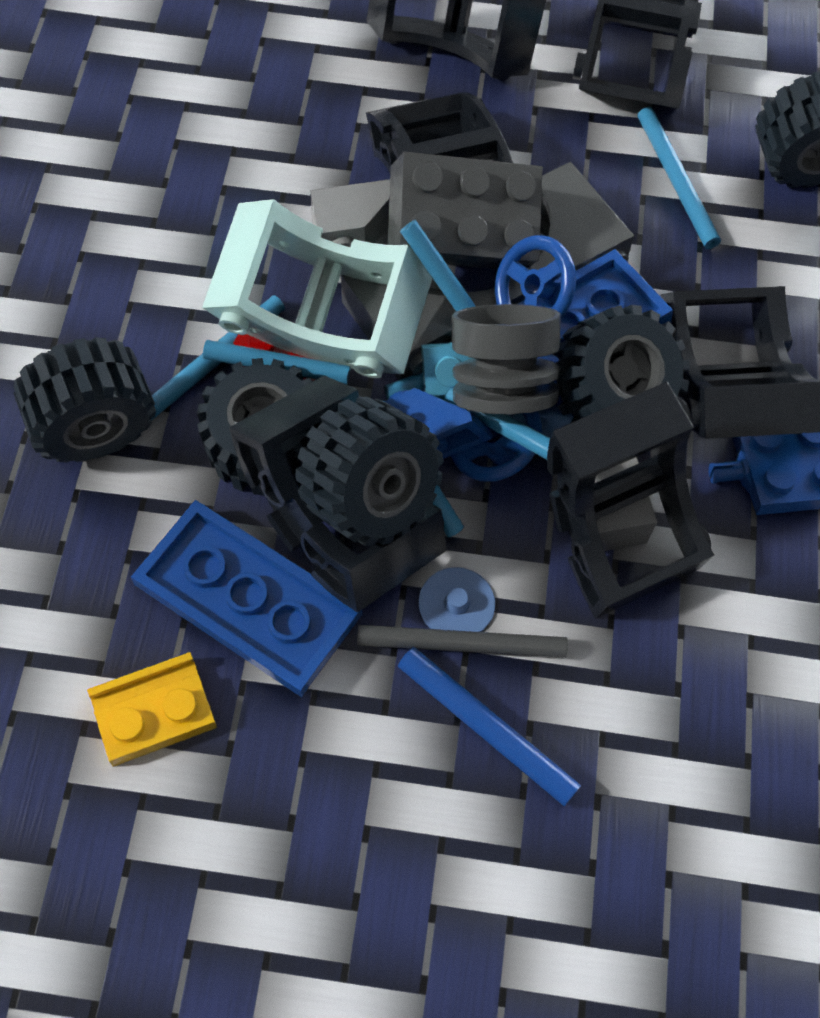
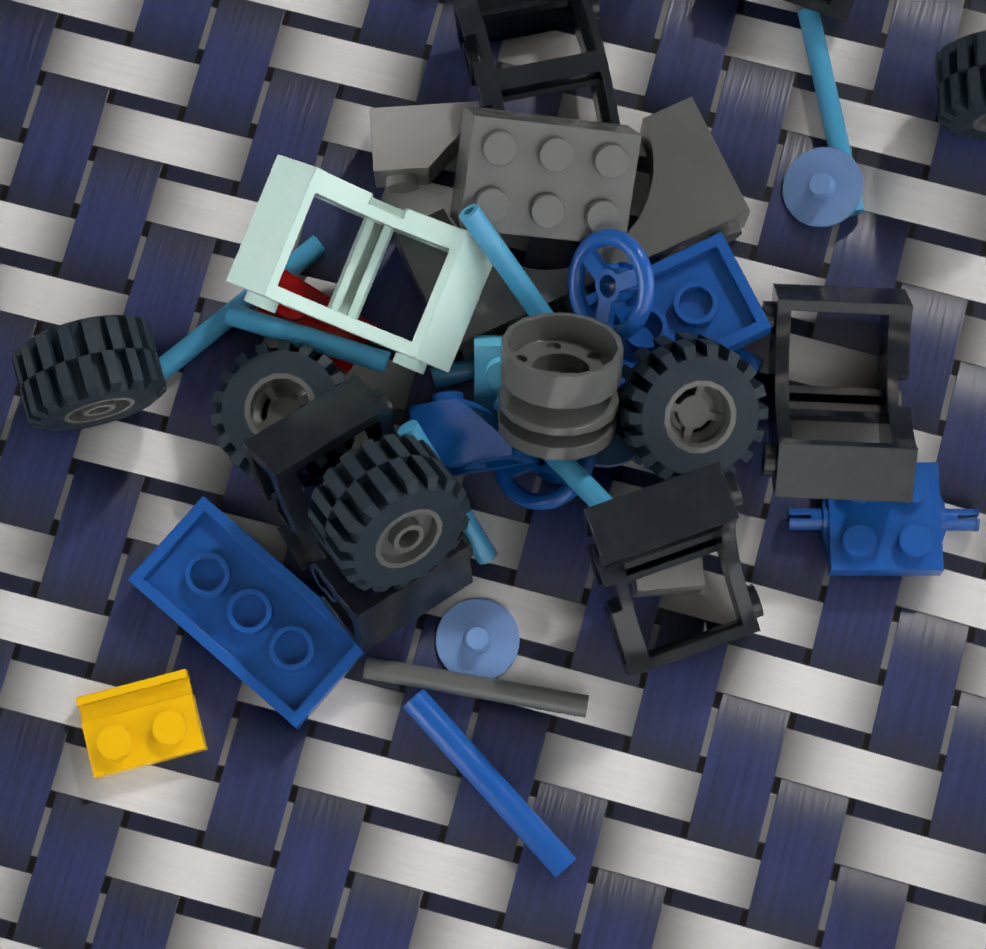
camera: 10 degrees right, 15 degrees up
(684, 226) = (823, 187): none -> medium blue piece

